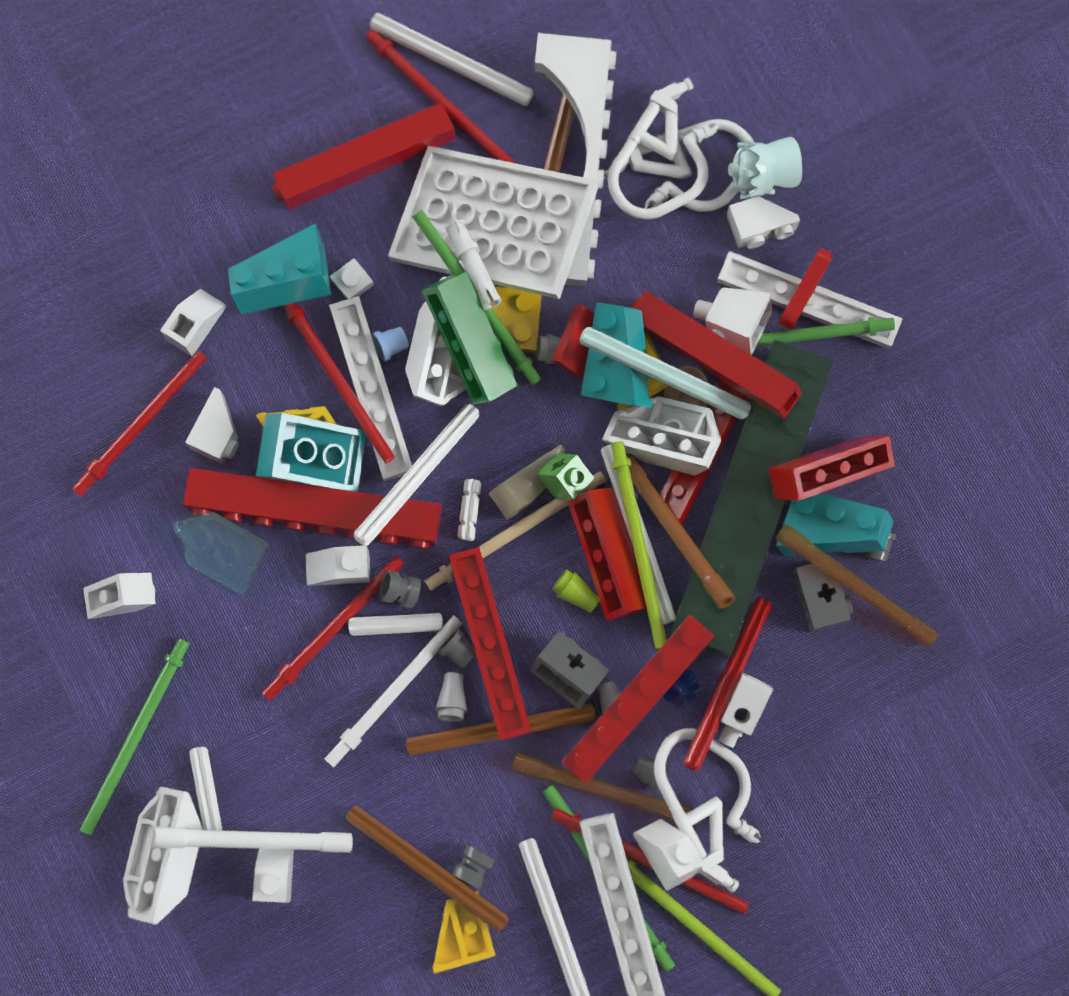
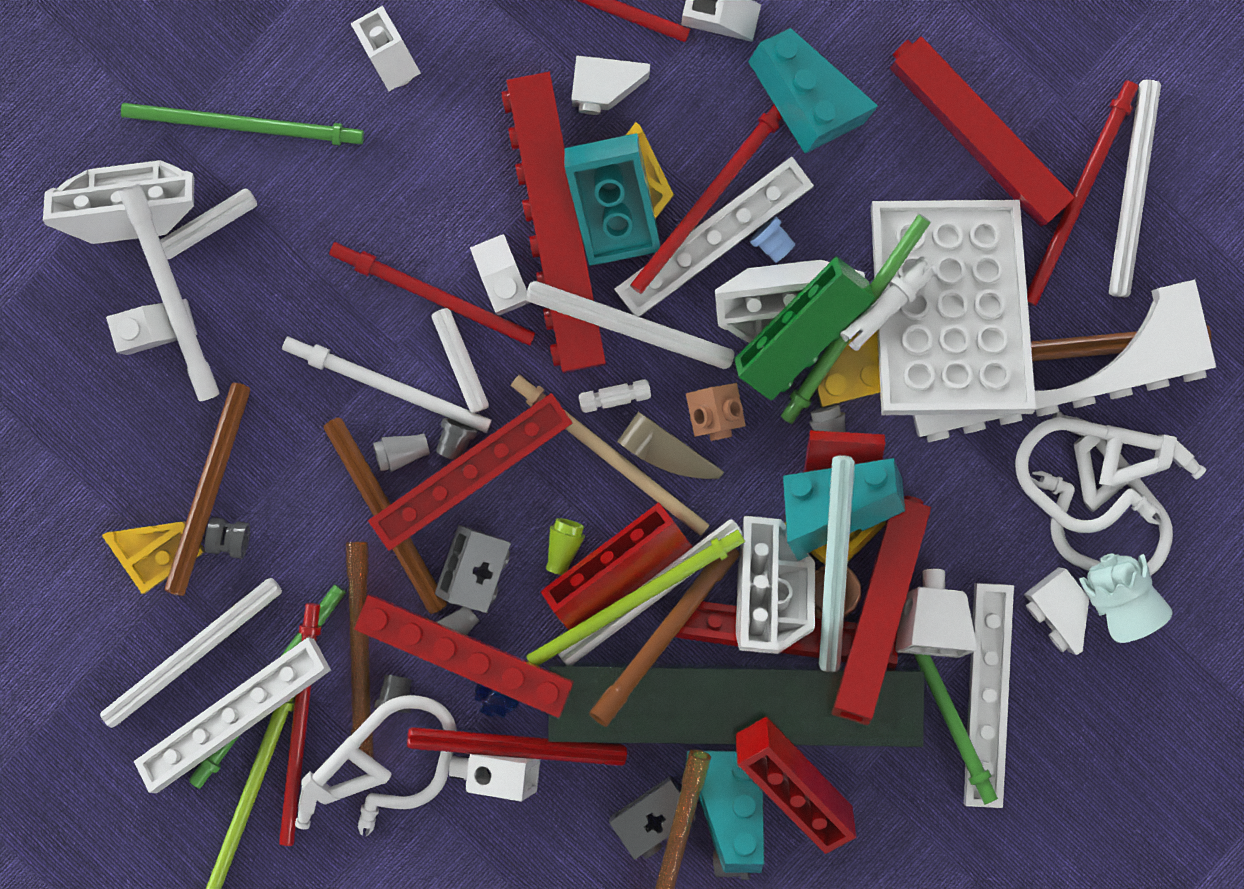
camera: 75 degrees right, 10 degrees up
(221, 550) = (473, 140): clear light blue tile -> none
(351, 280) = (831, 170): white plate -> none
(400, 589) = (497, 352): dark grey wheel -> none
(510, 432) = (716, 411): none -> nougat brick
(565, 476) = (683, 497): bright green brick -> none
(669, 853) = (312, 742): white slope -> none
(805, 289) = (996, 688): red beam -> none

